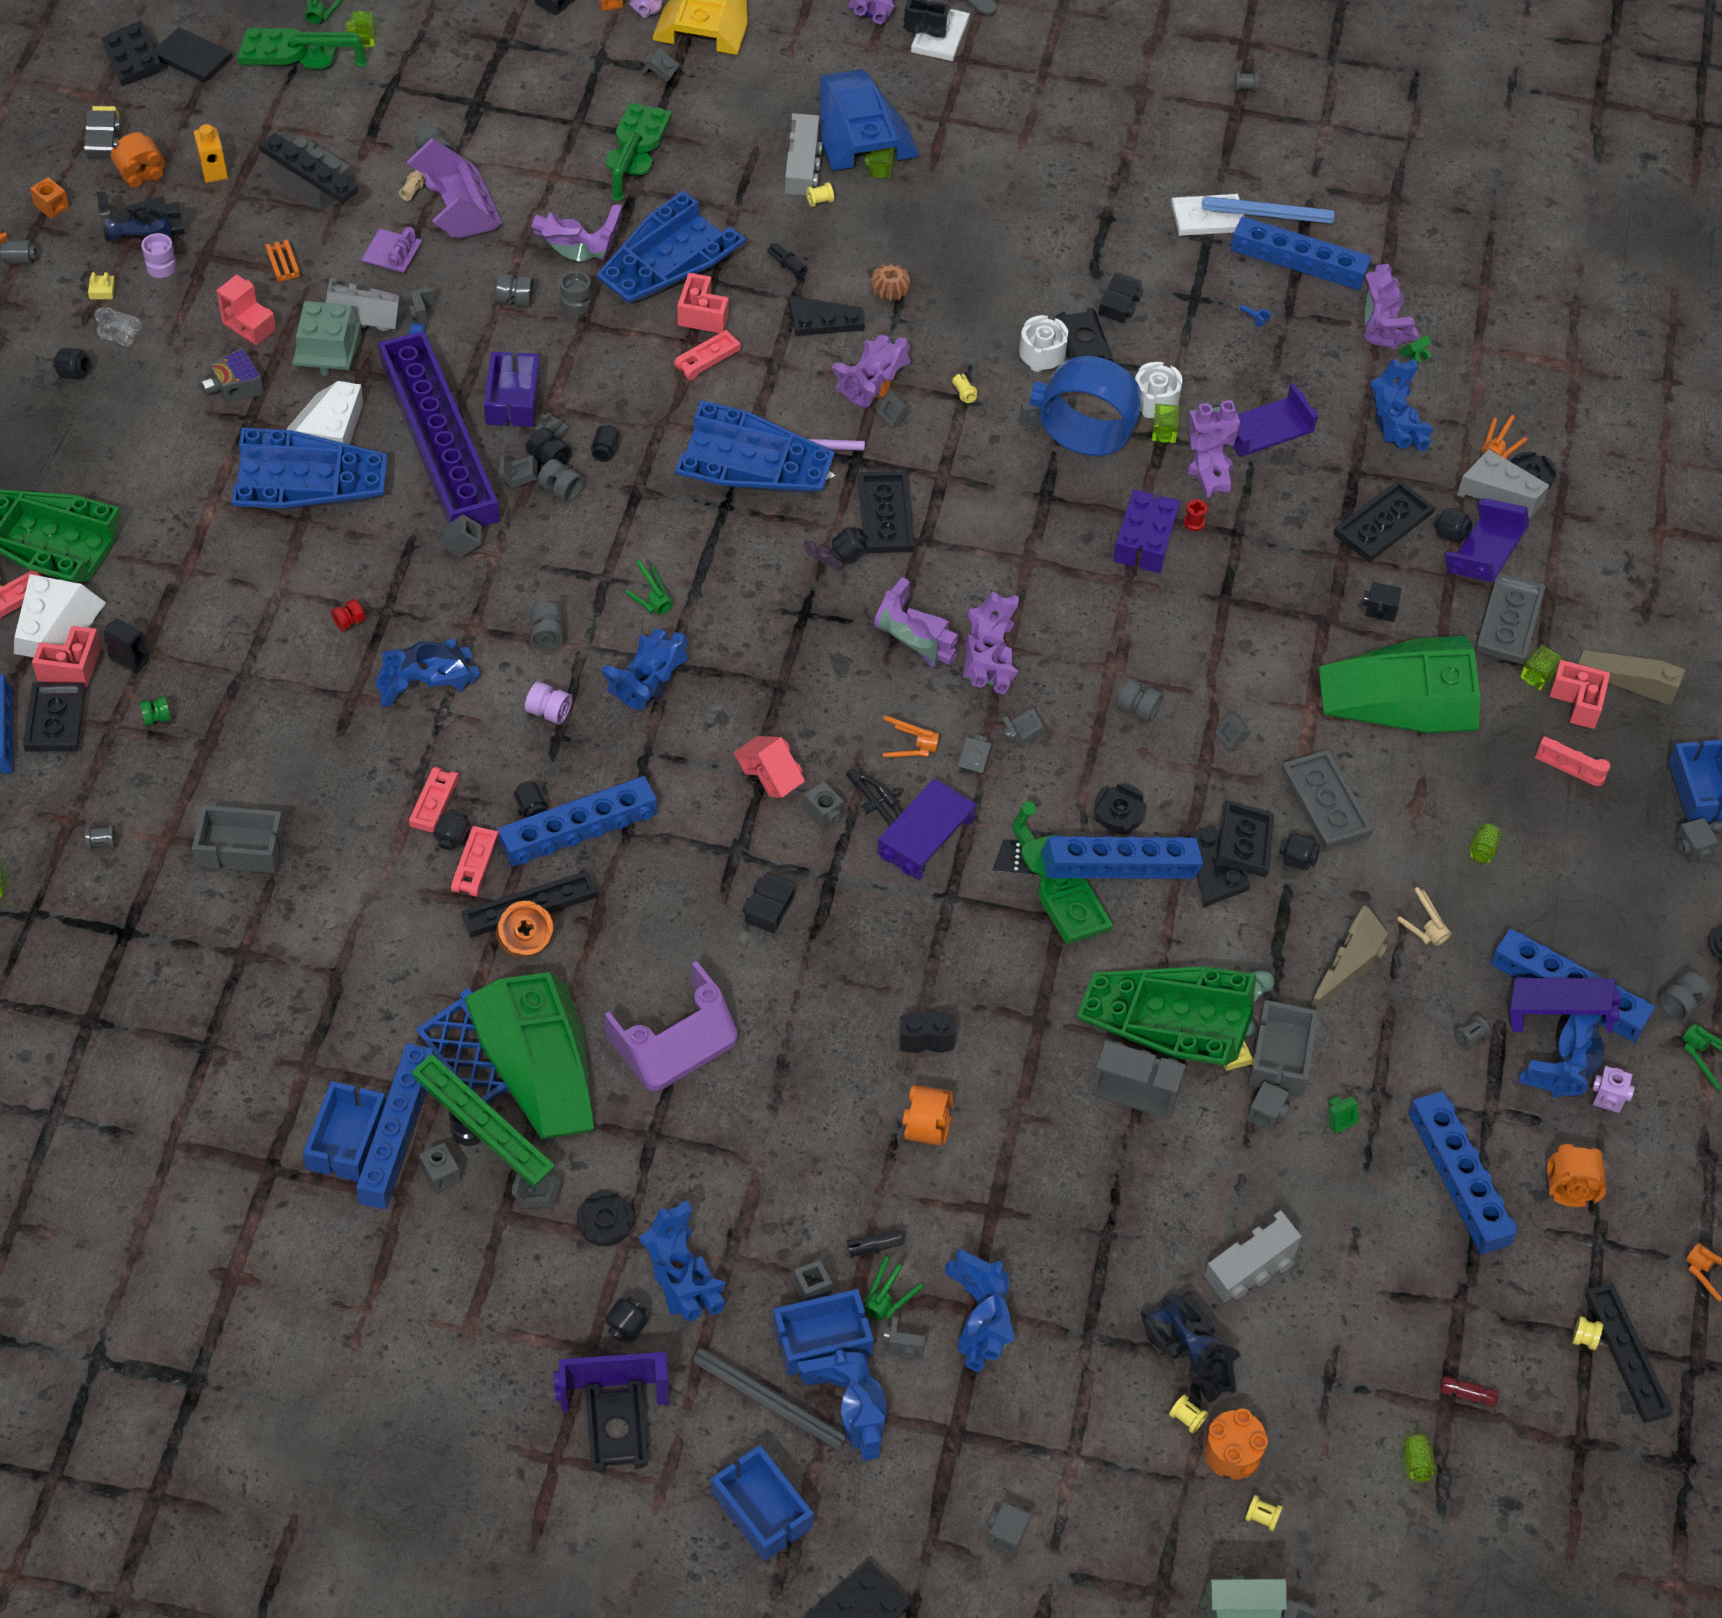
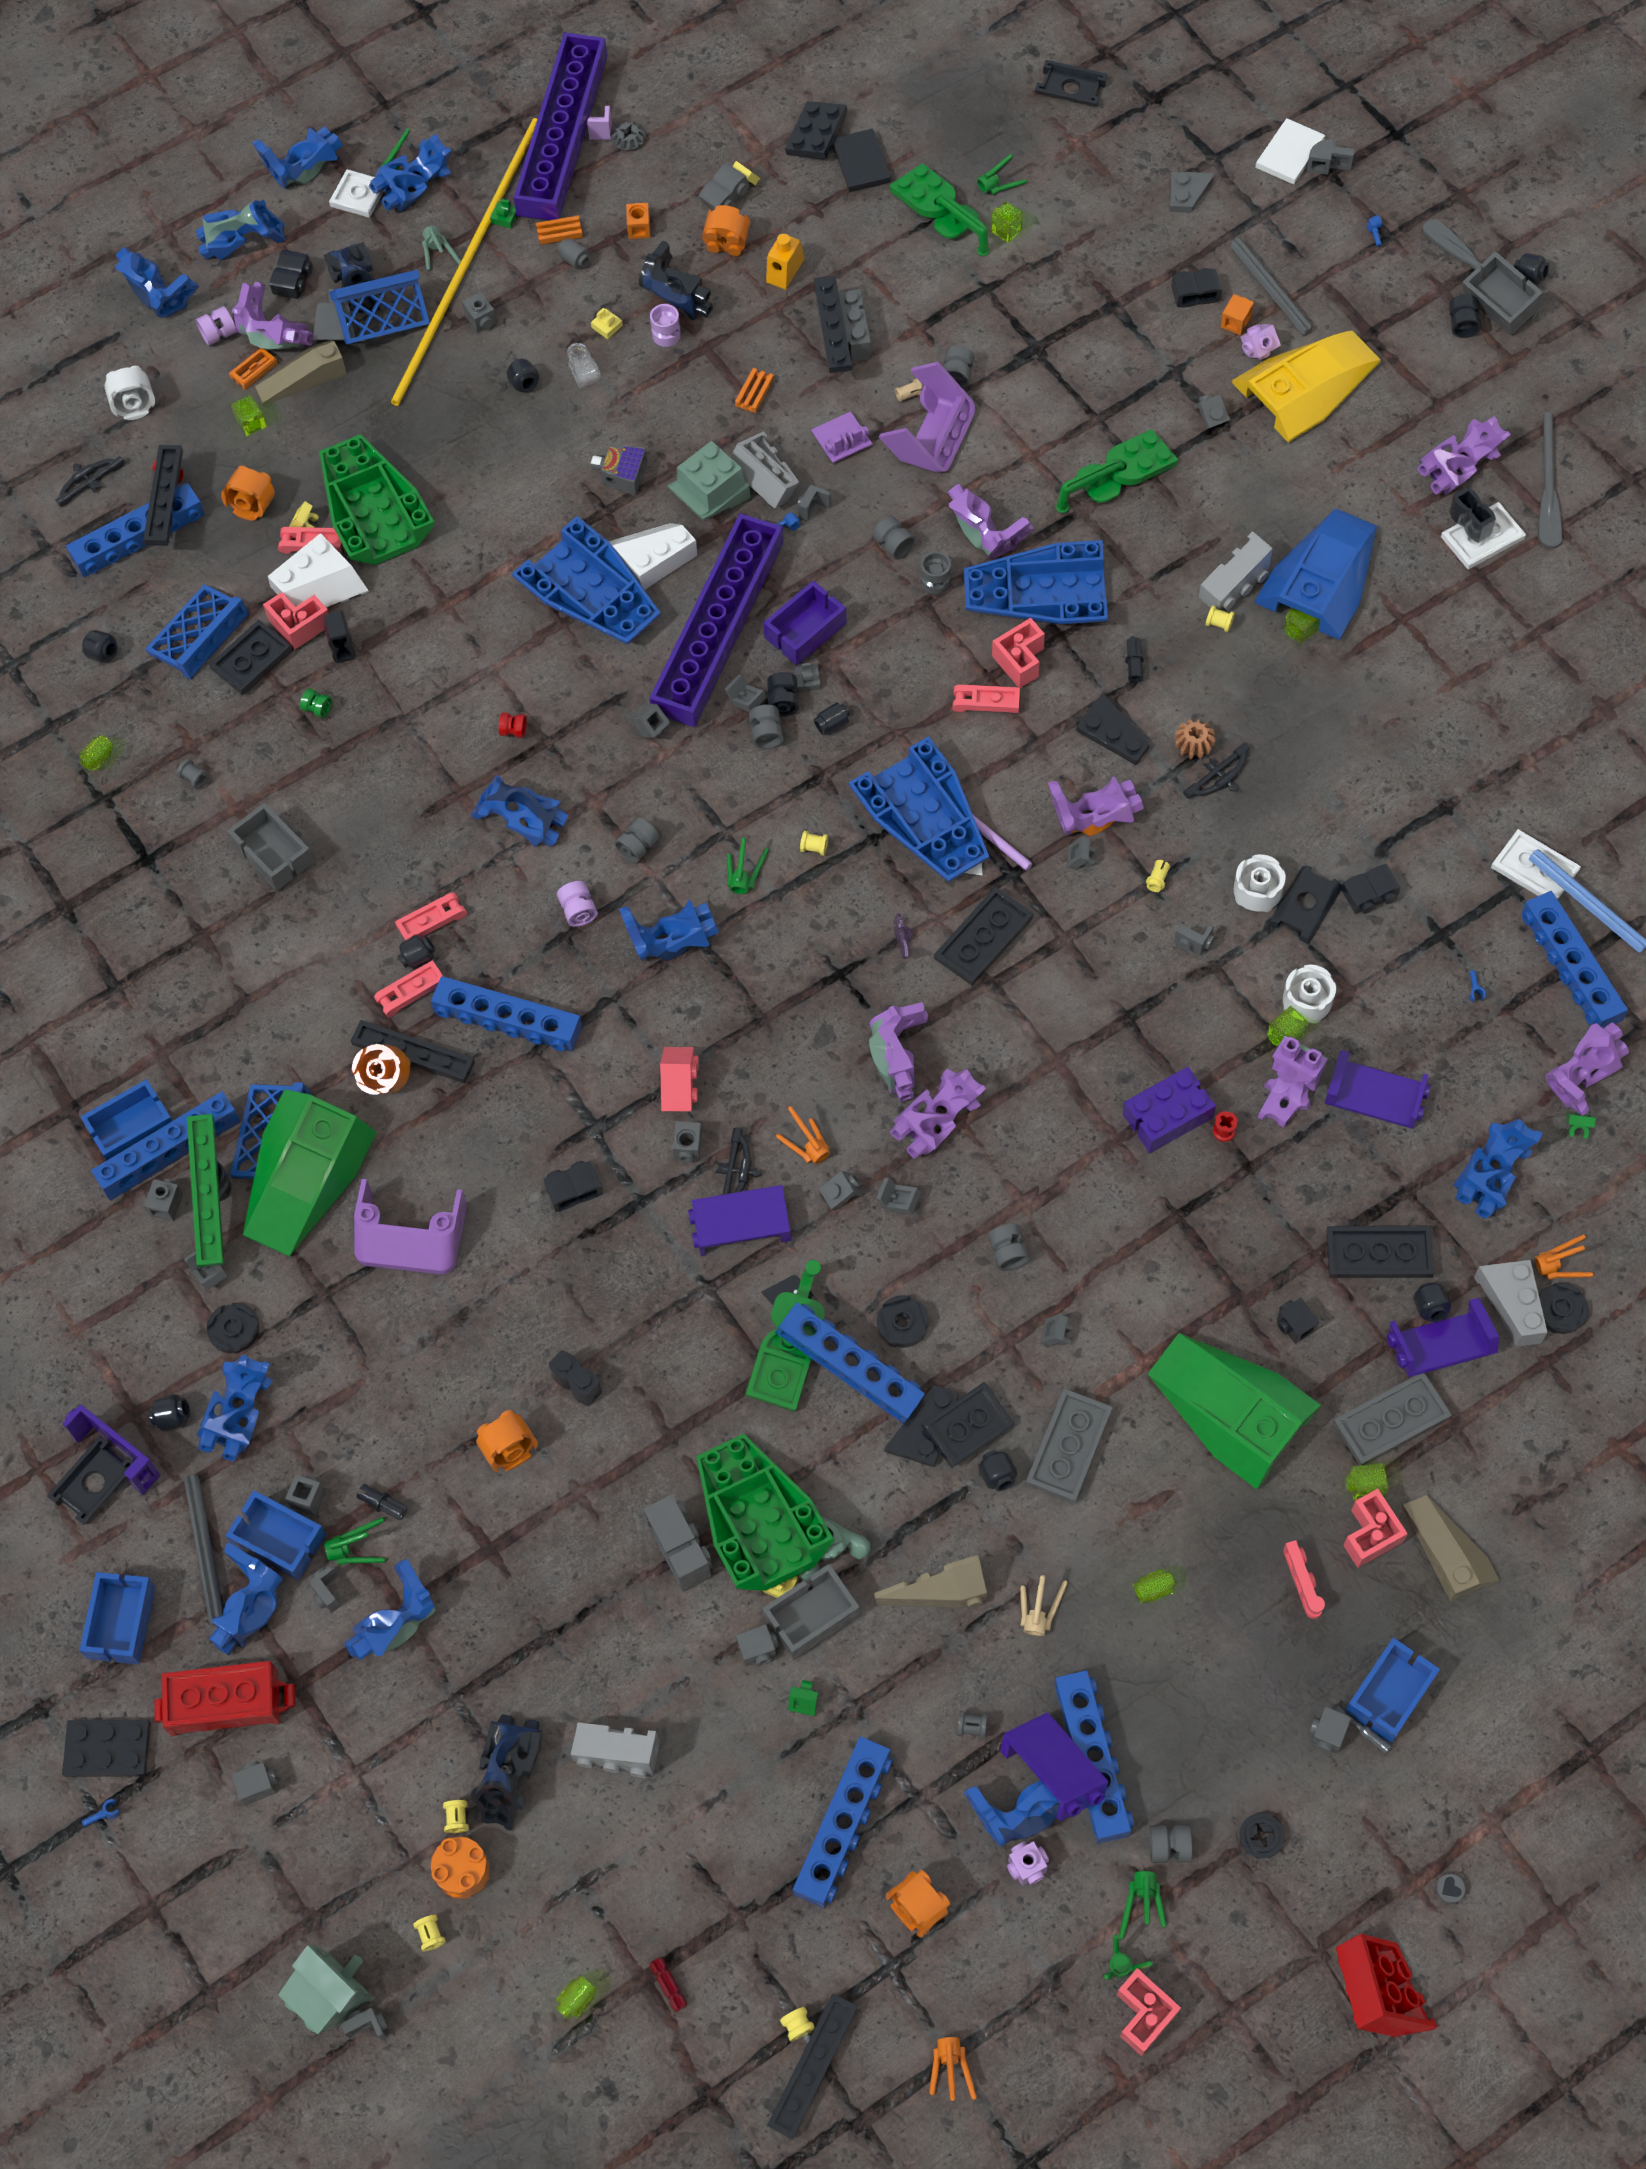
camera: 50 degrees right, 10 degrees up
(242, 312) = (679, 416): coral brick -> none
(530, 799) = (491, 971): black brick -> none
(687, 535) = (814, 843): none -> light yellow bush
(849, 545) = (922, 943): black head -> none
(913, 1489) = (221, 1698): none -> red container
(939, 296) = (1224, 780): none -> black piece
(1080, 432) = (1219, 968): blue cylinder -> none

